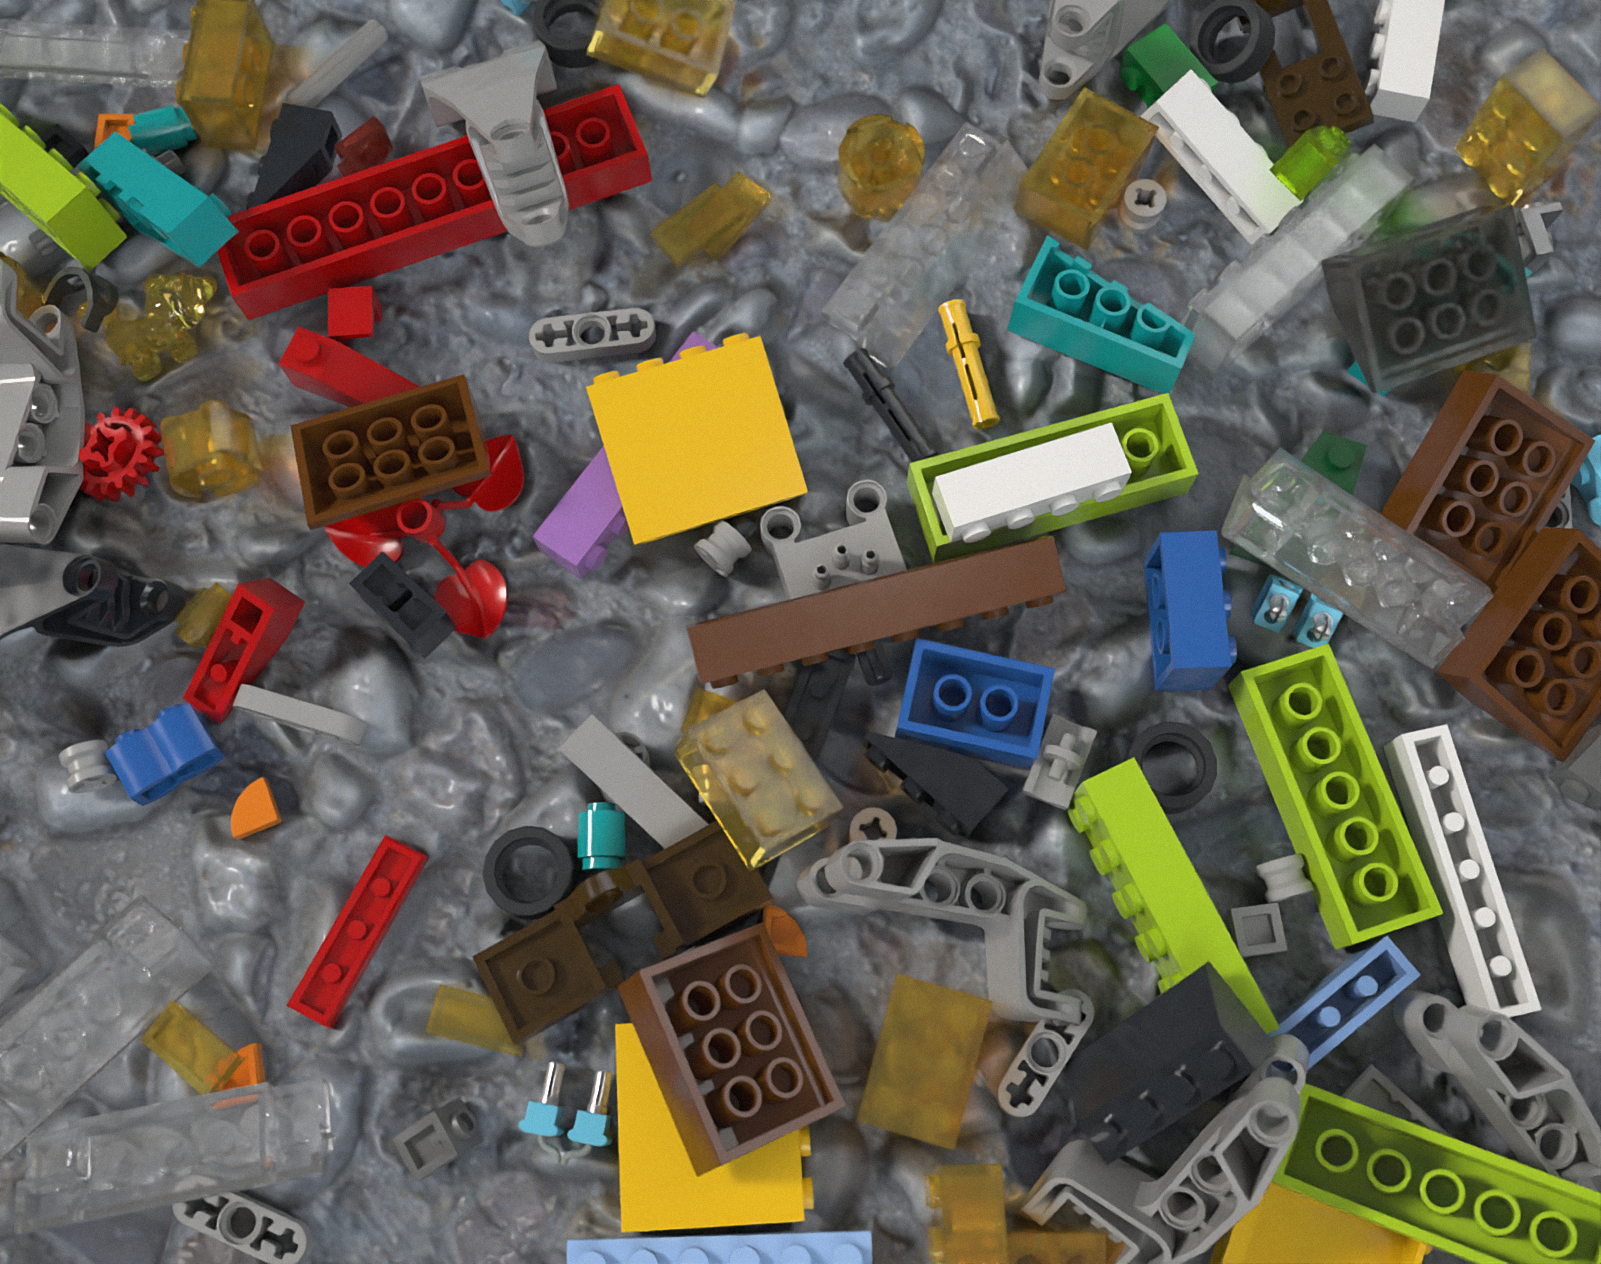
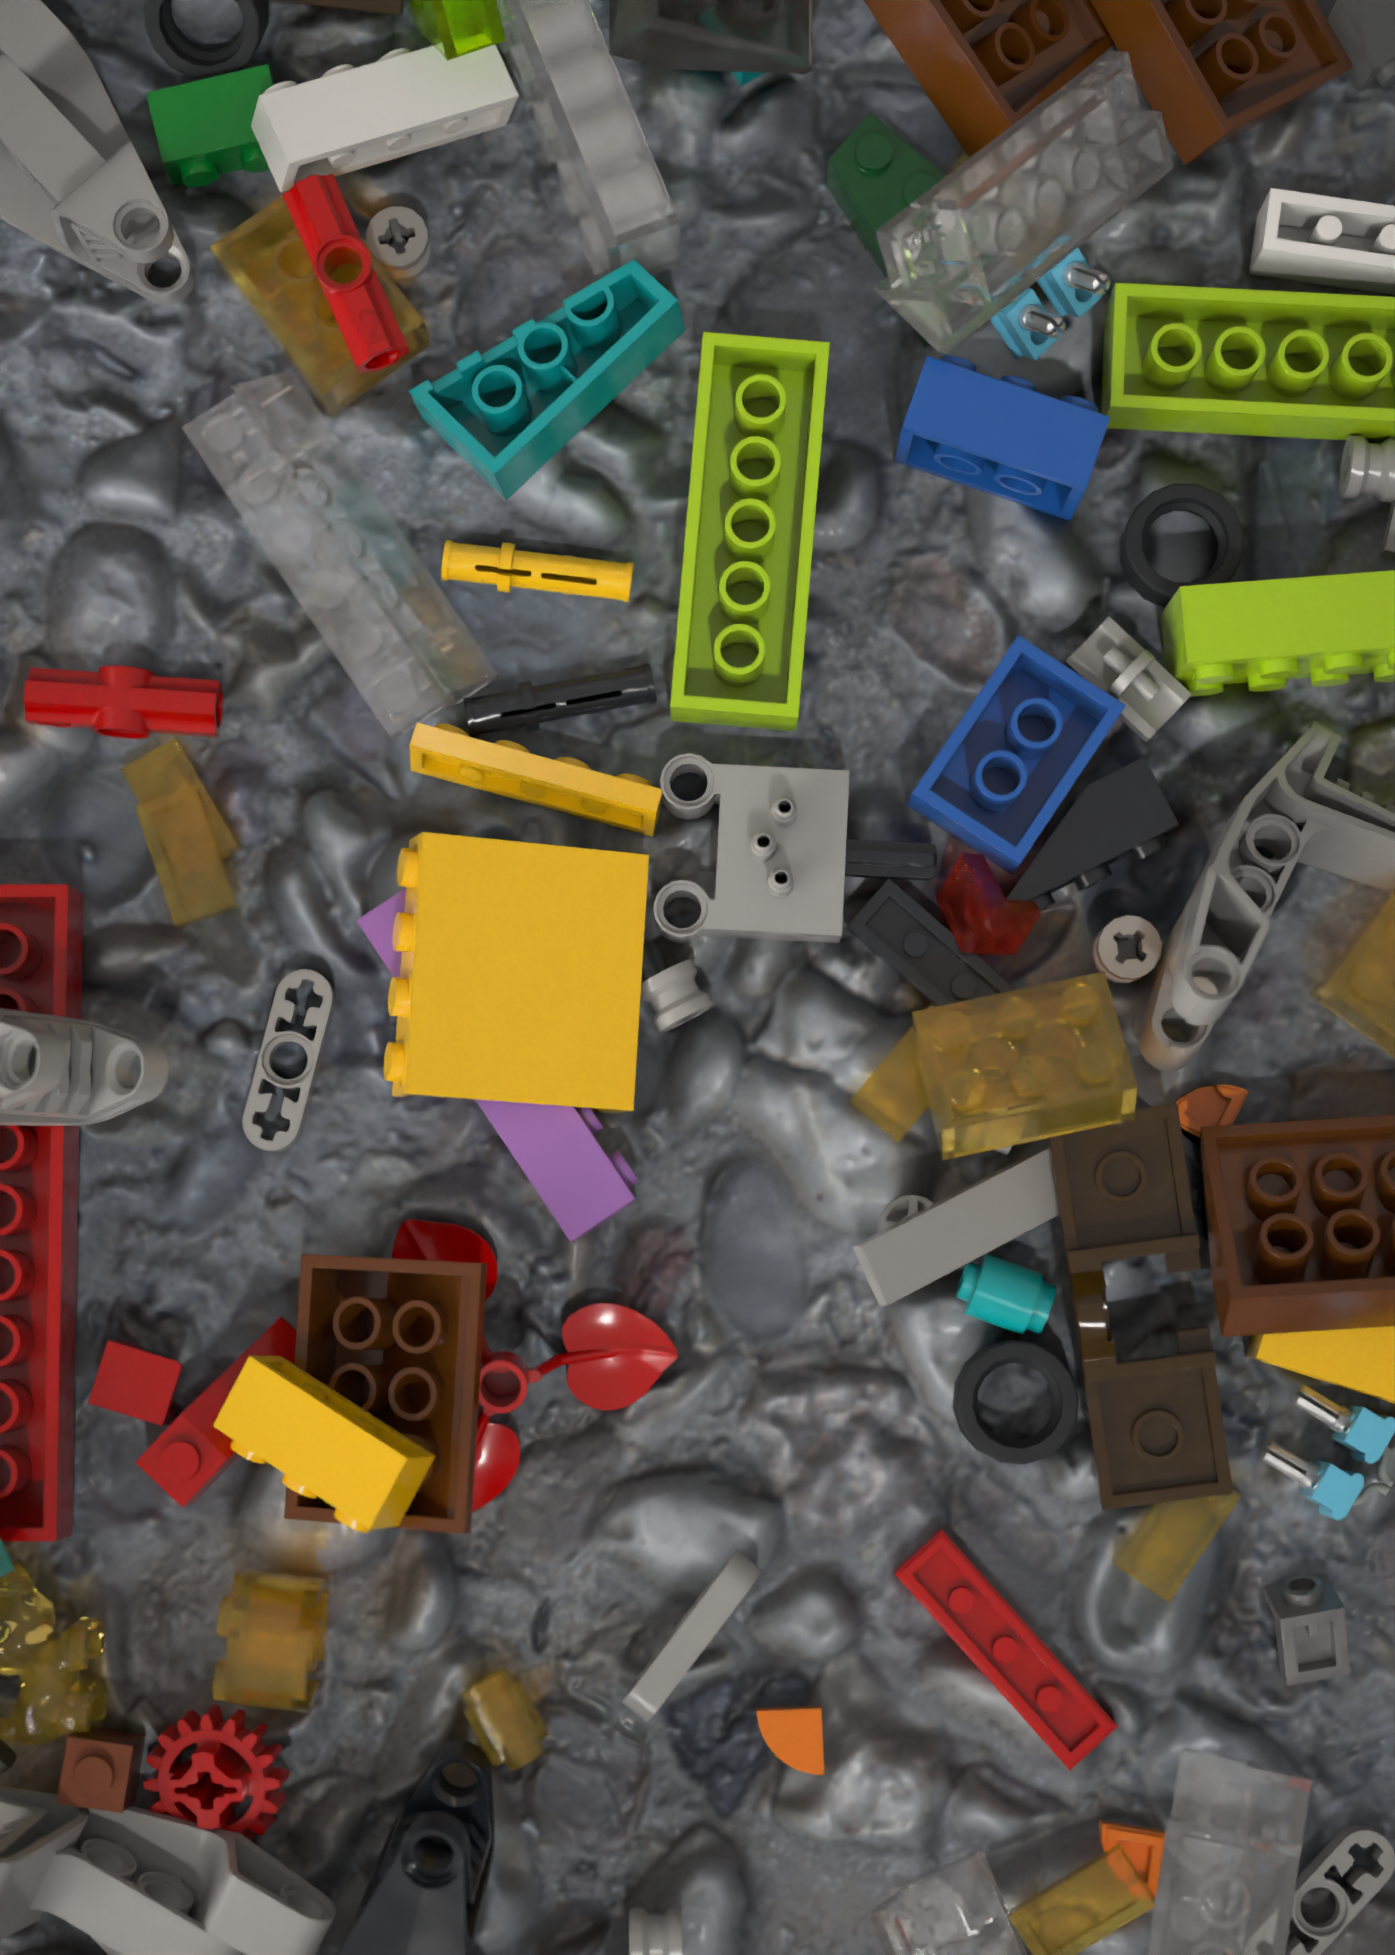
camera: 70 degrees left, 10 degrees up
(101, 383) = (101, 1769): none -> copper brick
(164, 754) = (676, 1833): blue brick -> none
(243, 644) = (566, 1684): red slope -> none
(340, 421) = (323, 1443): none -> yellow brick
(403, 604) = (597, 1448): black brick -> none
(780, 157) = (123, 702): none -> red piece
(831, 396) = (515, 773): none -> yellow plate
(853, 723) = (980, 913): none -> clear red bracket
(875, 609) = (855, 831): reddish brown brick -> none
(879, 164) = (177, 546): clear yellow brick -> none
(1031, 483) = (771, 561): white brick -> none
(1088, 177) = (332, 241): none -> red piece

